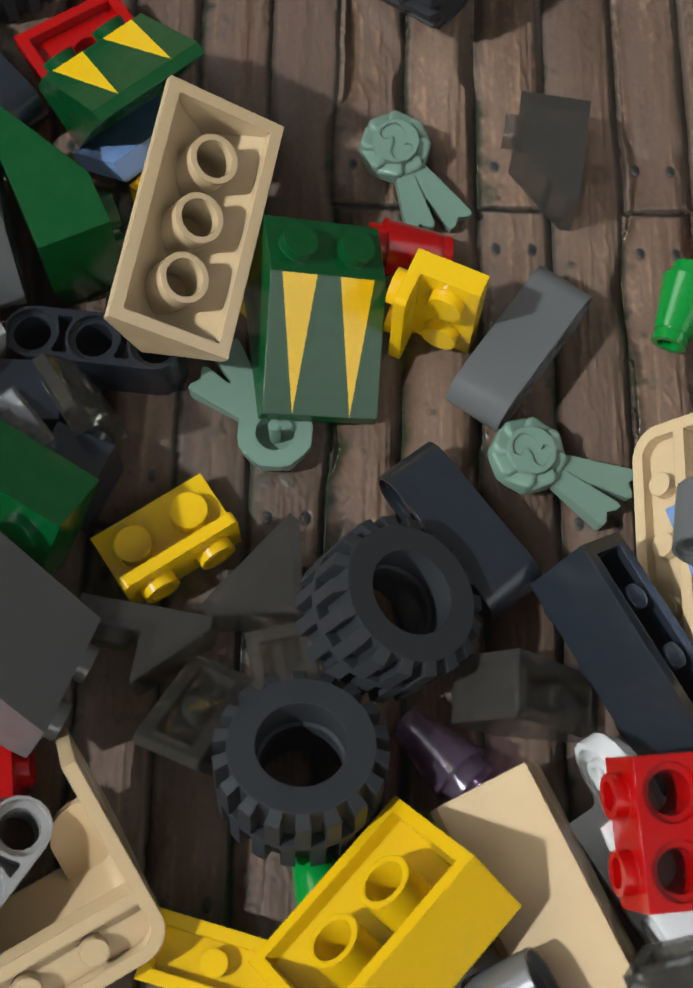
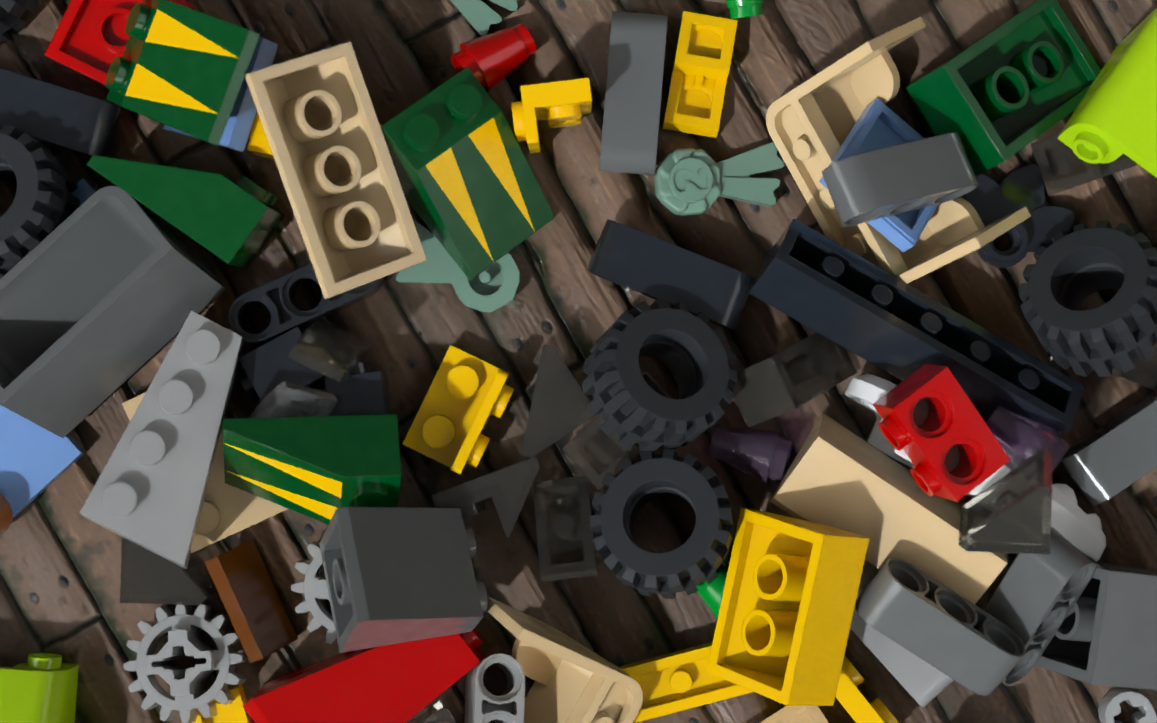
camera: 25 degrees left, 20 degrees up
(592, 371) = (700, 74): none -> yellow slope

